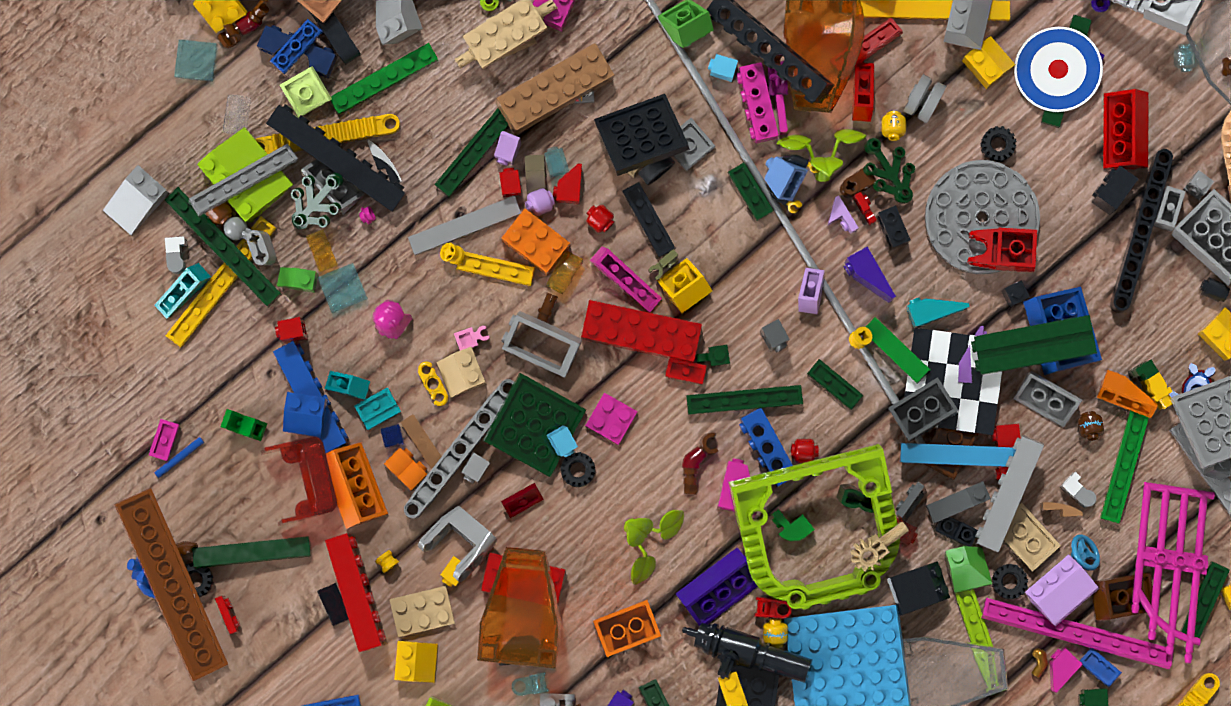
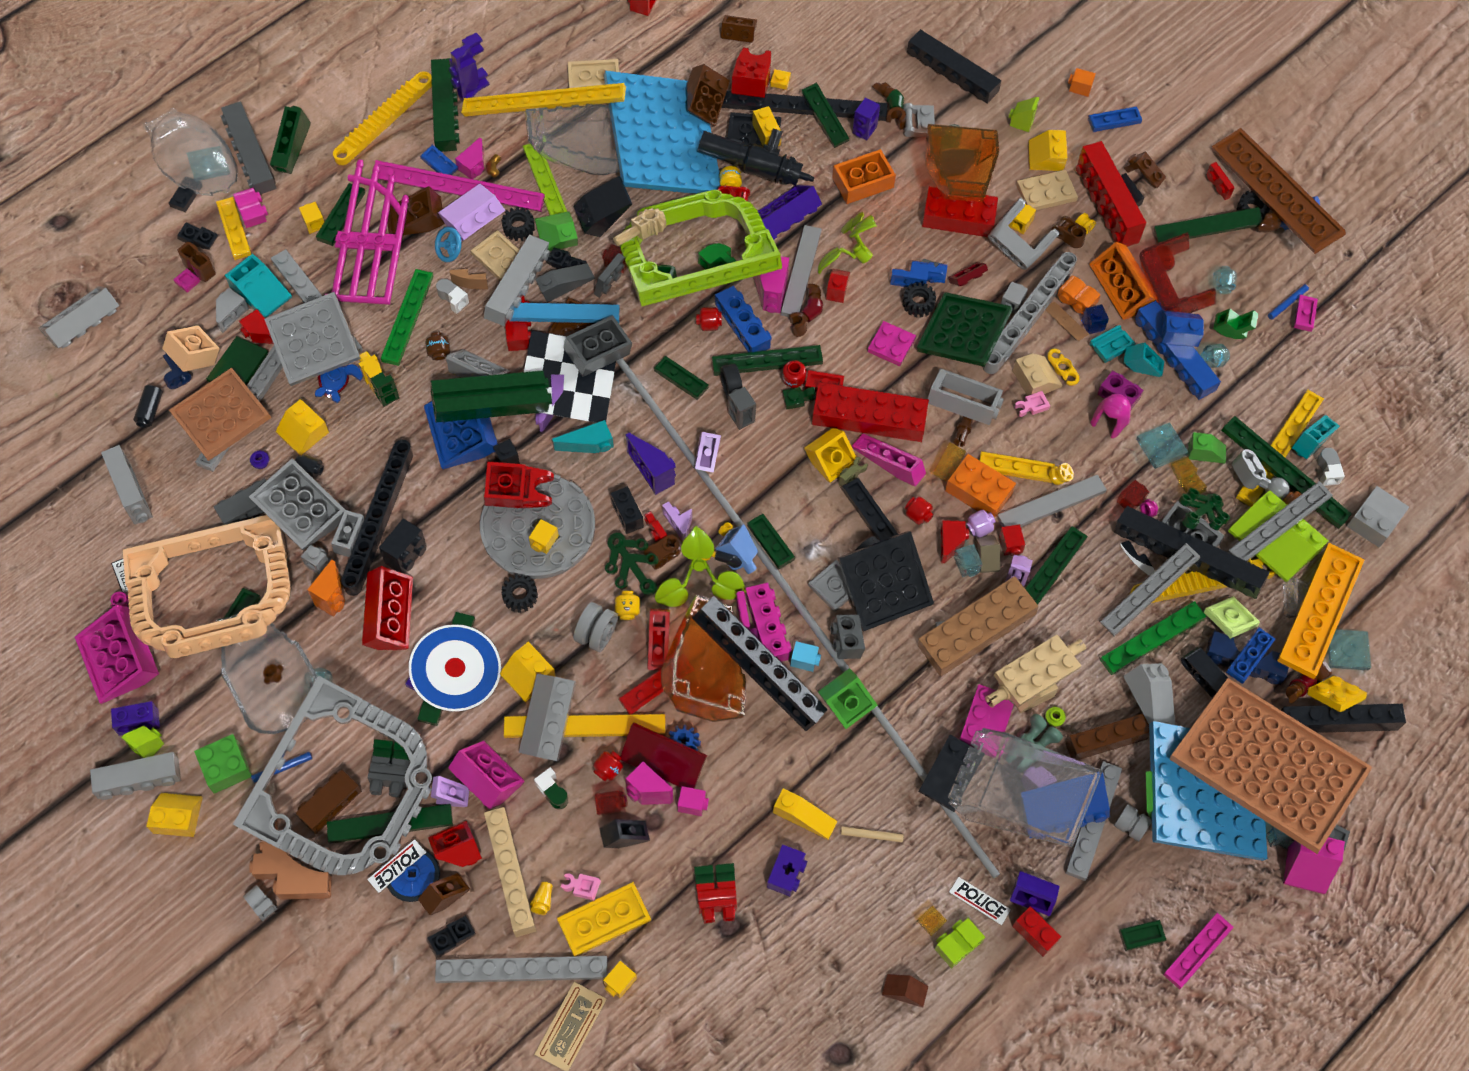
camera: 175 degrees right, 20 degrees down
(217, 94) = (1321, 611): none -> light orange plate
(245, 482) = (1224, 280): none -> clear light blue head
(271, 388) = (1215, 355): none -> clear light blue head
(291, 330) = (1205, 399): red brick -> none
(308, 634) = (1147, 167): none -> reddish brown bracket
(380, 345) = (1122, 387): none -> magenta brick
(381, 227) = (1133, 495): none -> clear red brick
(382, 119) = (1150, 589): none -> light grey tile
(406, 553) = (1070, 232): none -> reddish brown piece
(562, 441) = (937, 315): medium azure brick -> none
(572, 503) = (920, 272): none -> blue plate
(663, 493) = (837, 285): none -> red slope
(676, 85) = (852, 637): none -> dark grey brick
(702, 512) = (801, 270): none -> light grey tile
(717, 378) = (794, 374): none -> red head
(784, 368) = (730, 378): none -> black tyre
(856, 340) = (658, 415): yellow wheel -> none
(897, 351) = (623, 403): green tile -> none
(977, 194) = (543, 537): none -> yellow brick
(1124, 393) = (405, 372): orange slope -> none
(1183, 145) = (328, 590): none -> orange slope

